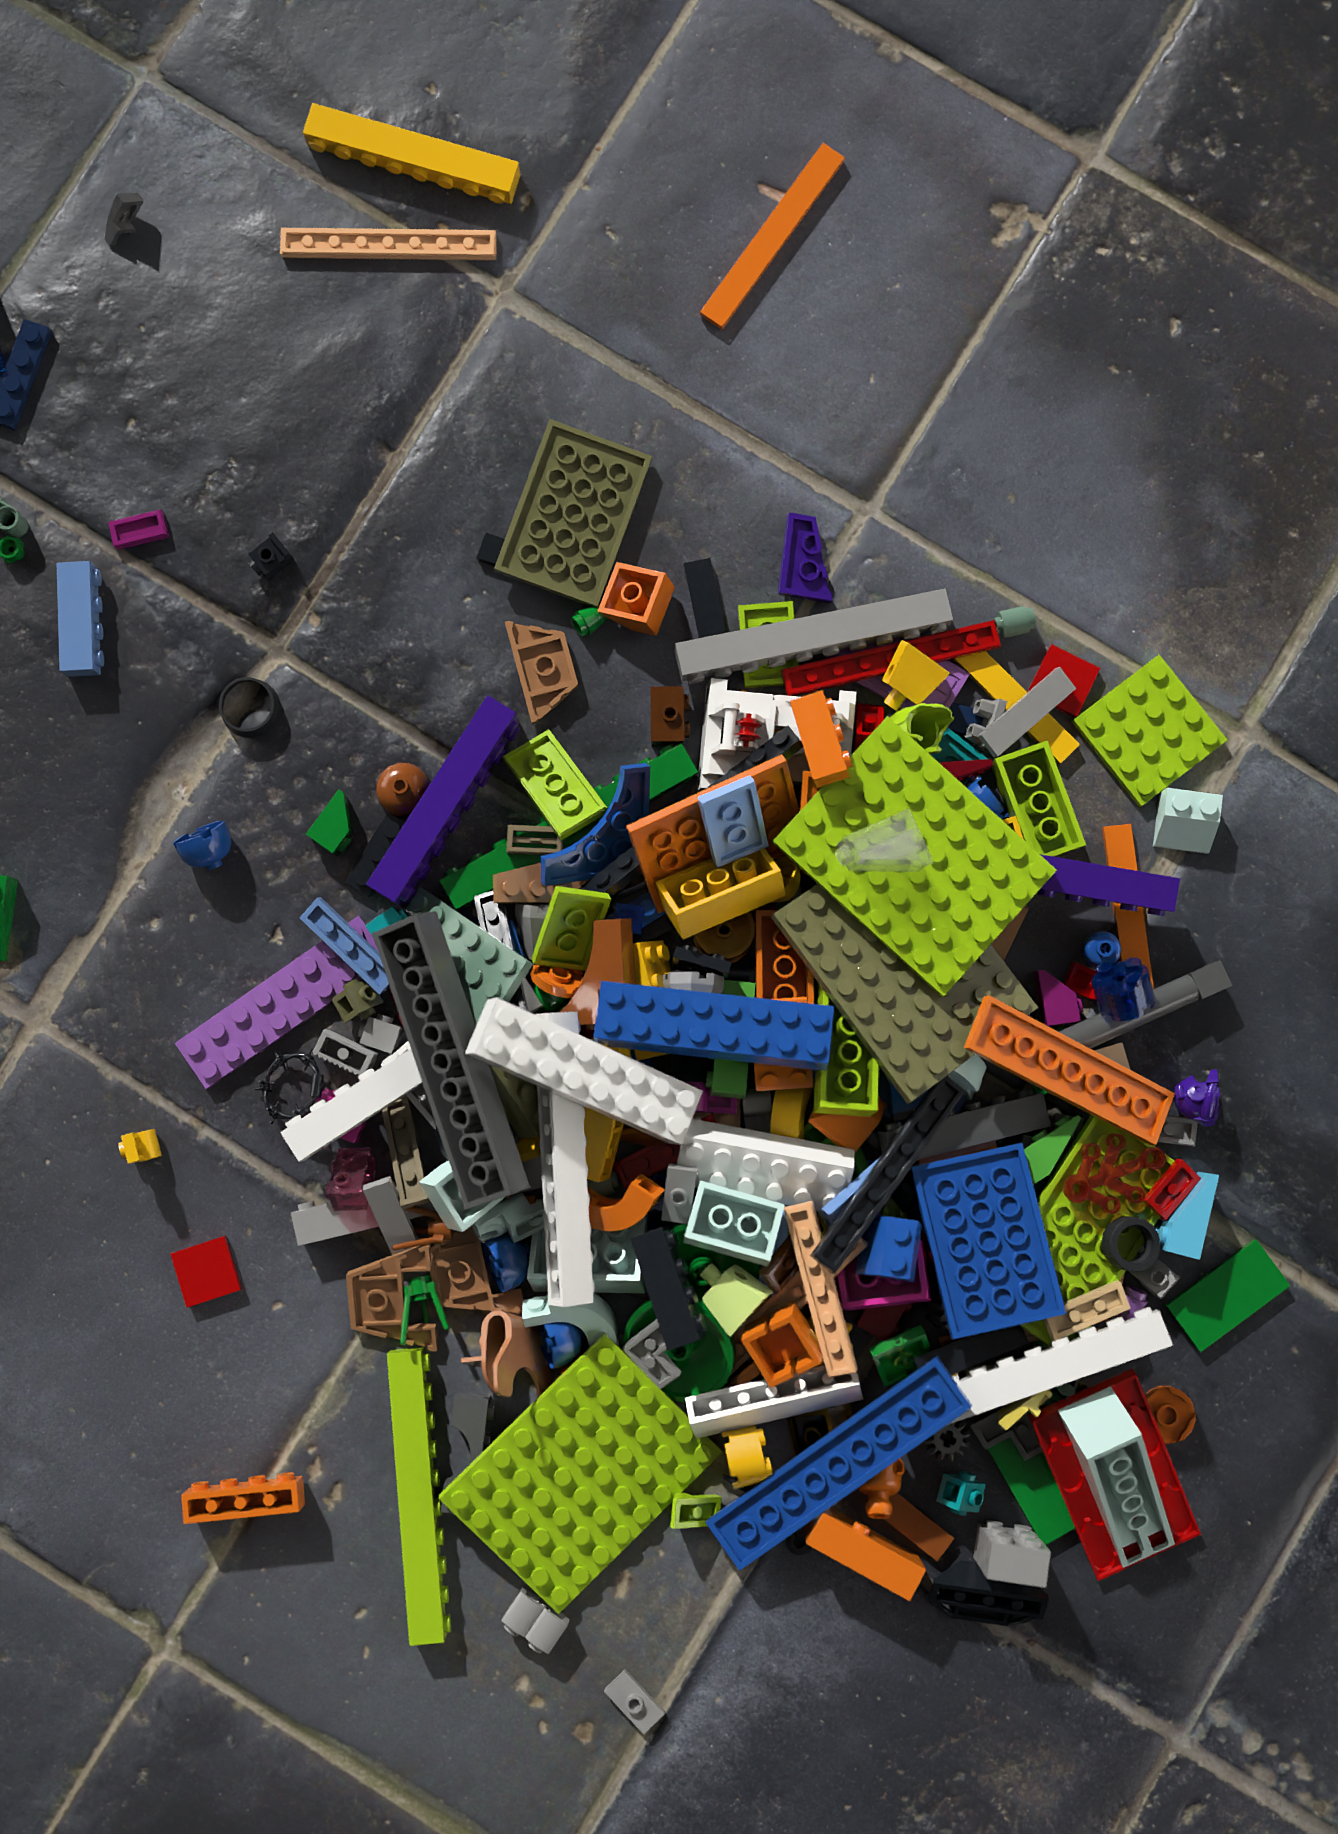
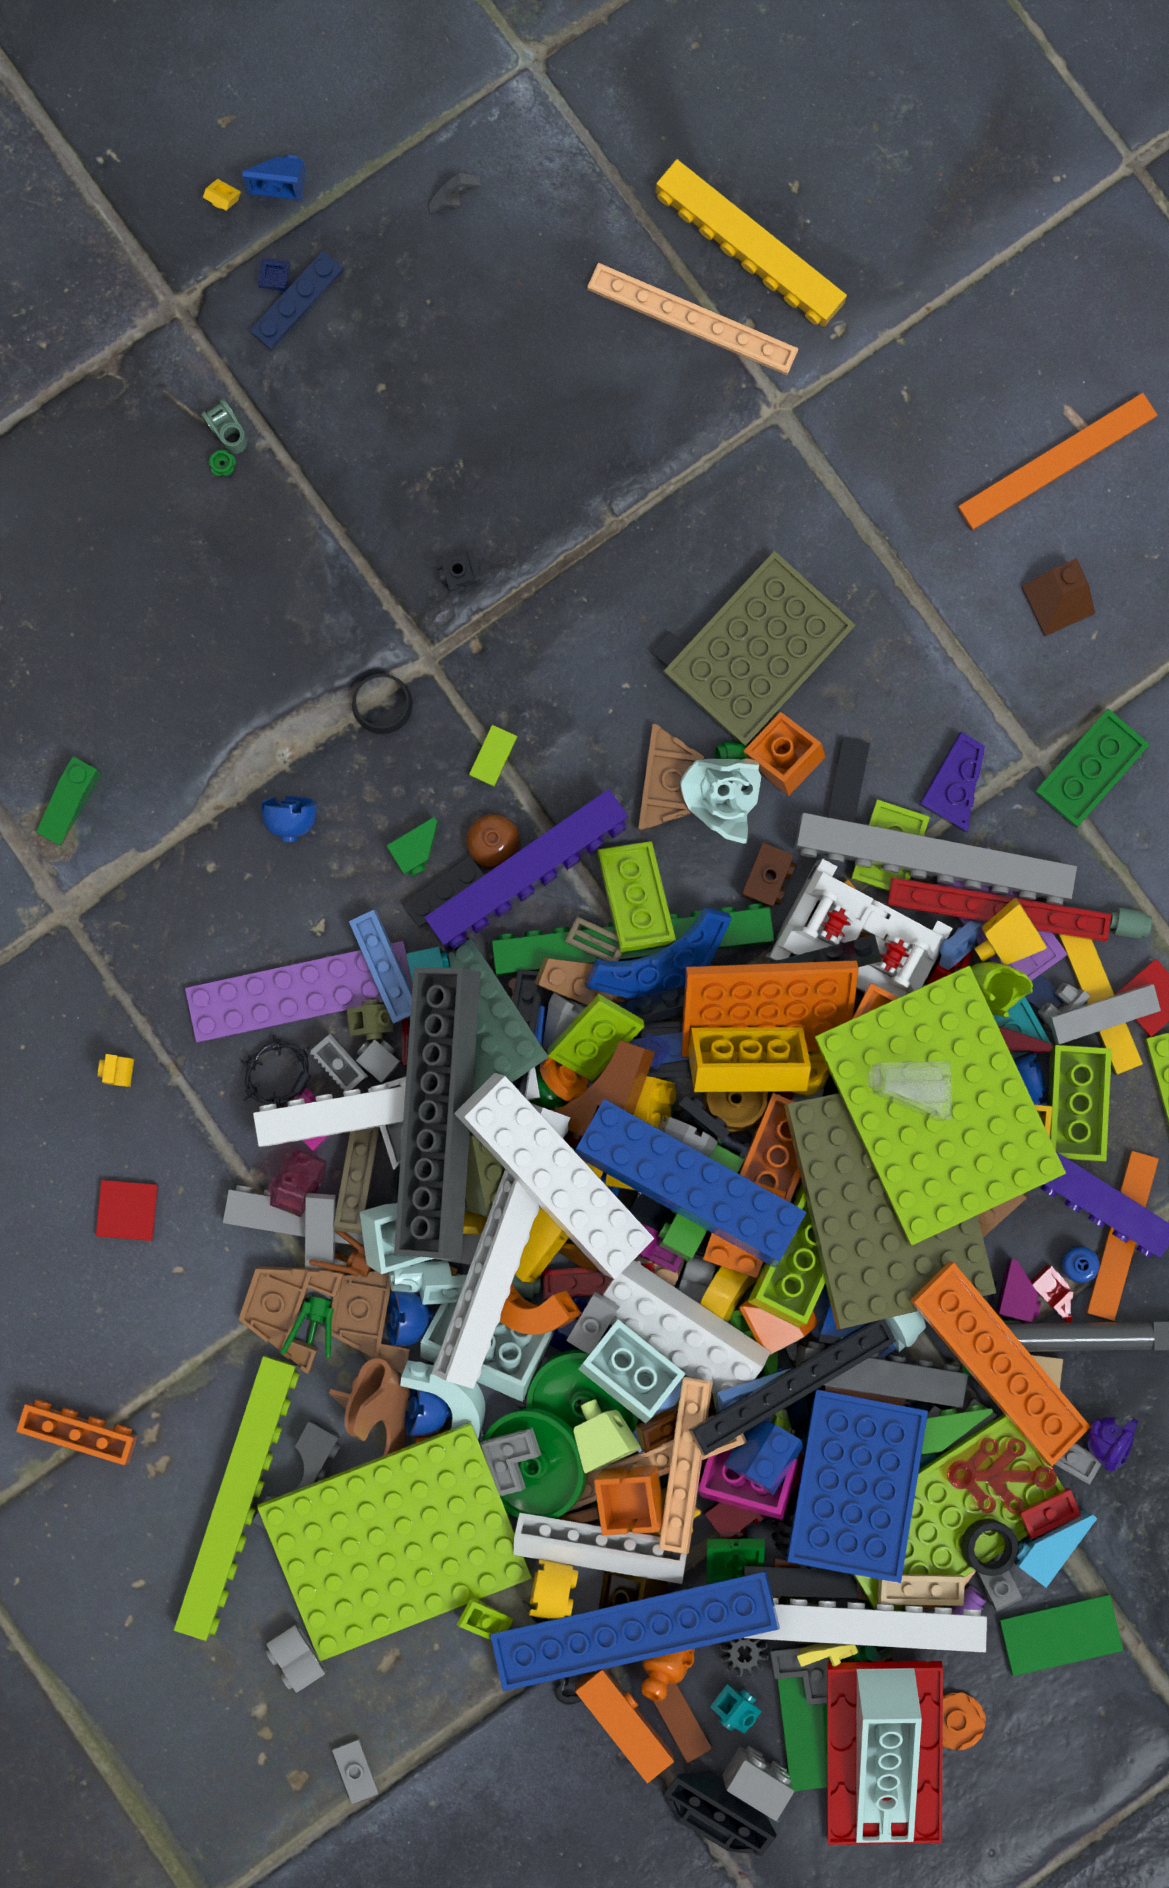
camera: 20 degrees right, 0 degrees up
(79, 618) = (259, 555): medium blue brick -> none
(138, 529) = (347, 493): magenta tile -> none
(371, 712) = (493, 756): none -> lime tile
(602, 670) = (723, 807): none -> light aqua piece
(668, 1287) = (547, 1404): black brick -> none
(733, 821) = (786, 1003): light blue plate -> none
(821, 738) = (899, 961): orange brick -> none
(826, 355) = (1060, 597): none -> reddish brown slope
(868, 705) = (959, 945): none -> medium blue plate
(920, 496) = (1092, 768): none -> green plate
(1123, 989) = (1082, 1310): clear blue brick -> none

